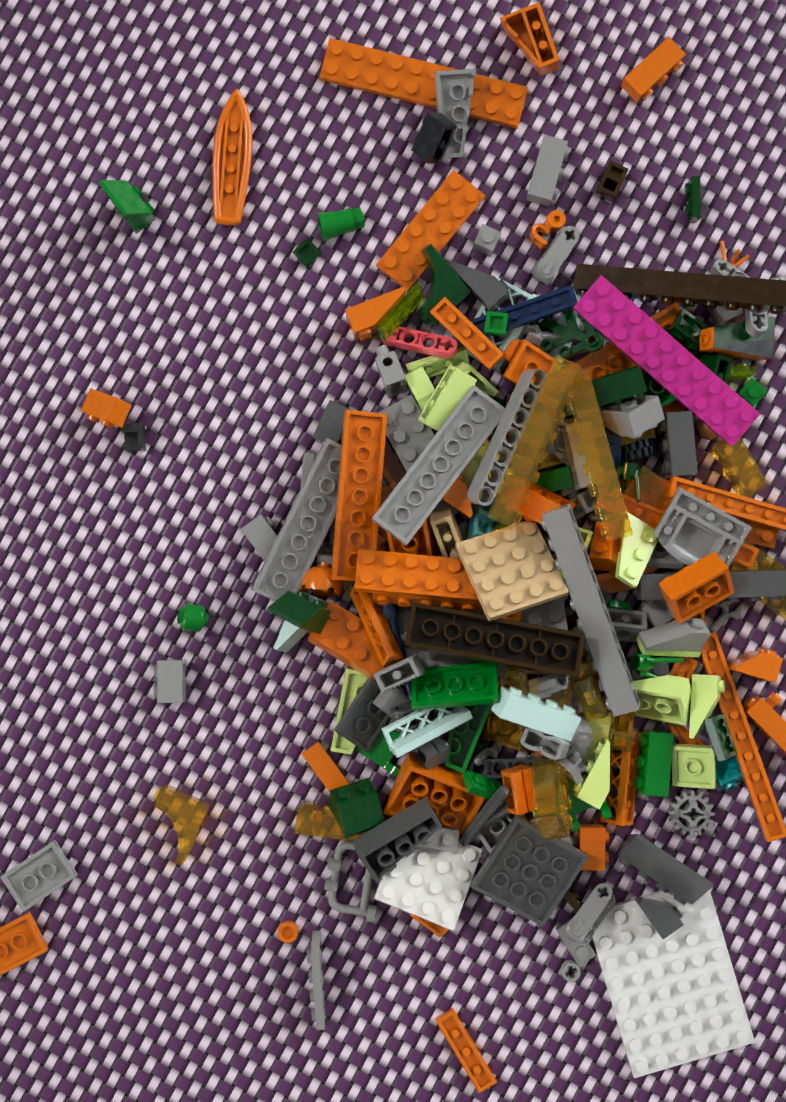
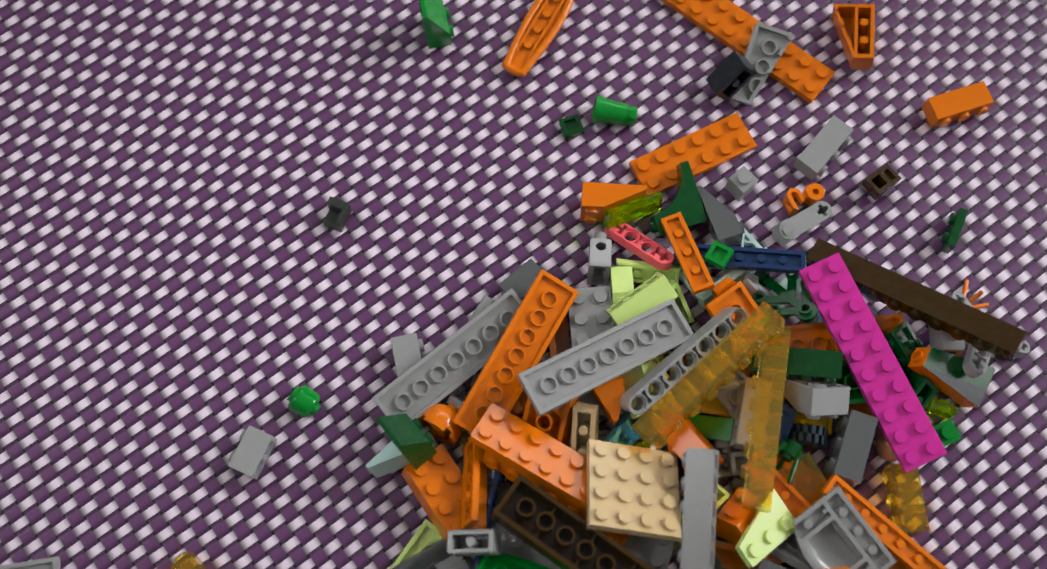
camera: 30 degrees right, 15 degrees down
(105, 408) = (324, 177): orange brick -> none

